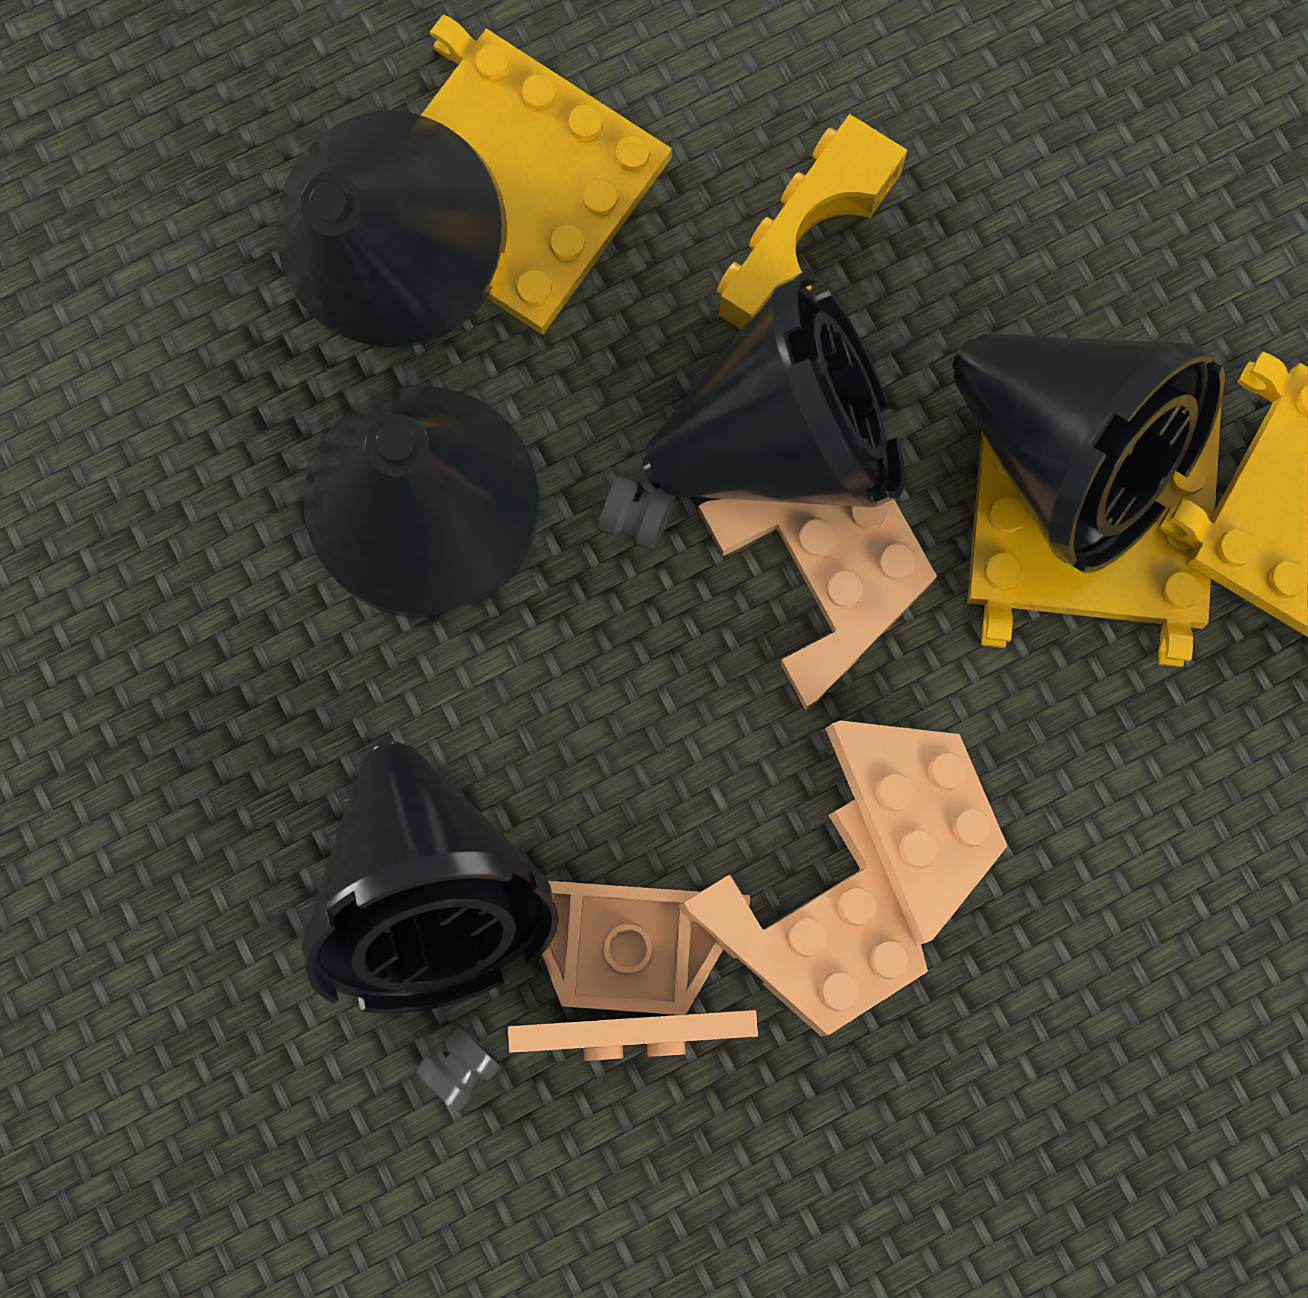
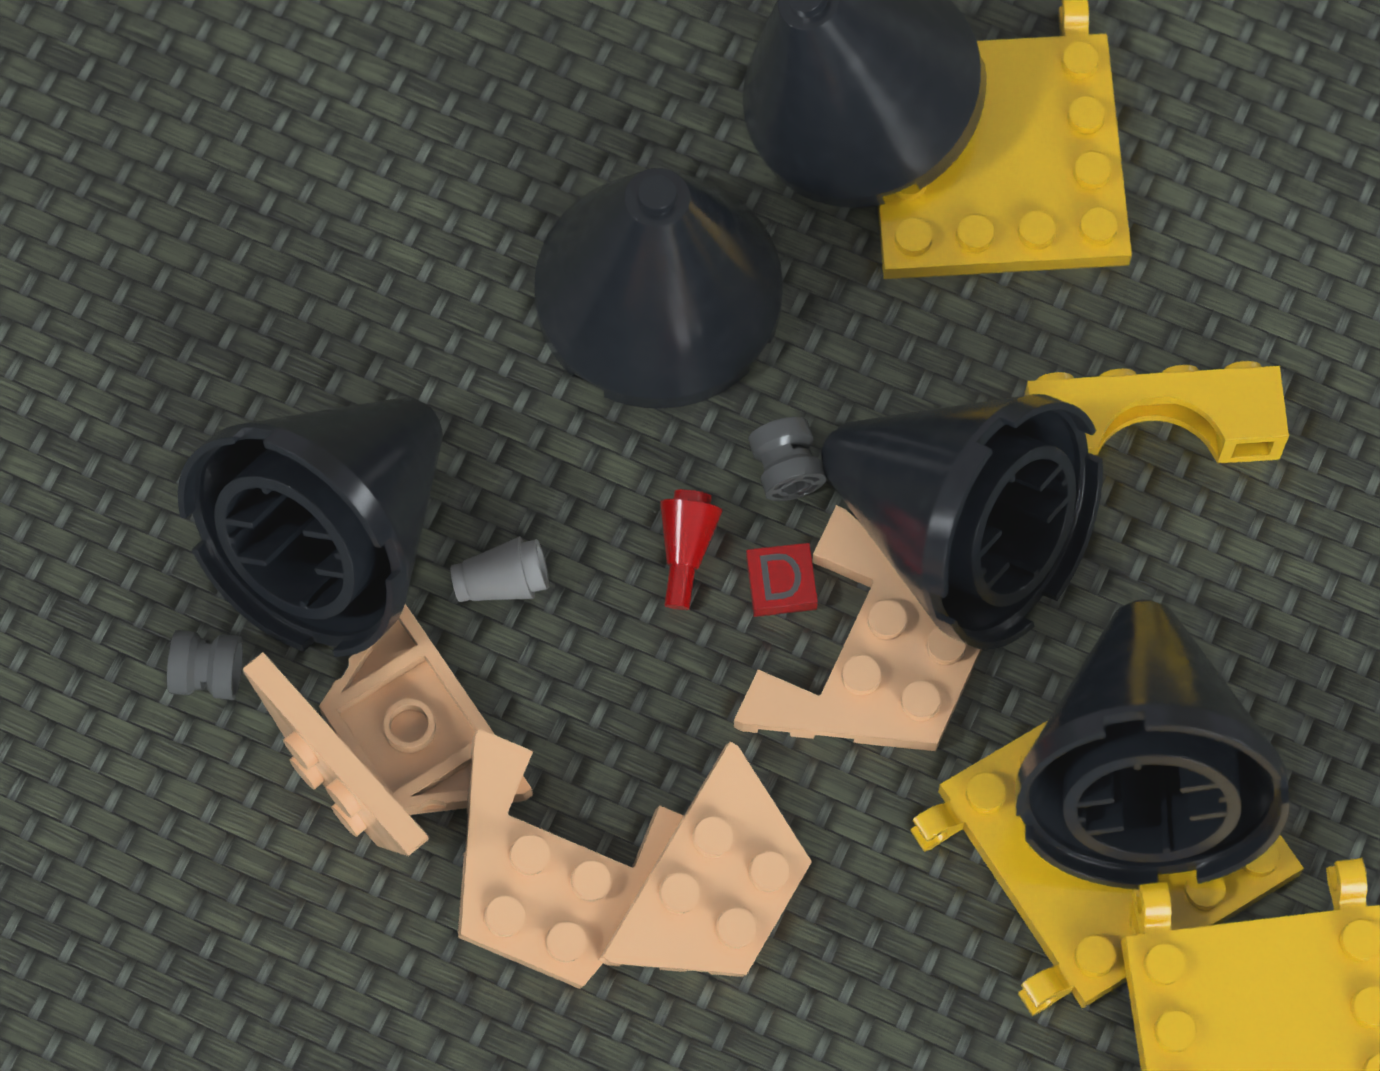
camera: 50 degrees right, 10 degrees down
(559, 788) = (502, 573): none -> light grey cone
(635, 628) = (687, 531): none -> red cone
(722, 588) = (781, 579): none -> red tile

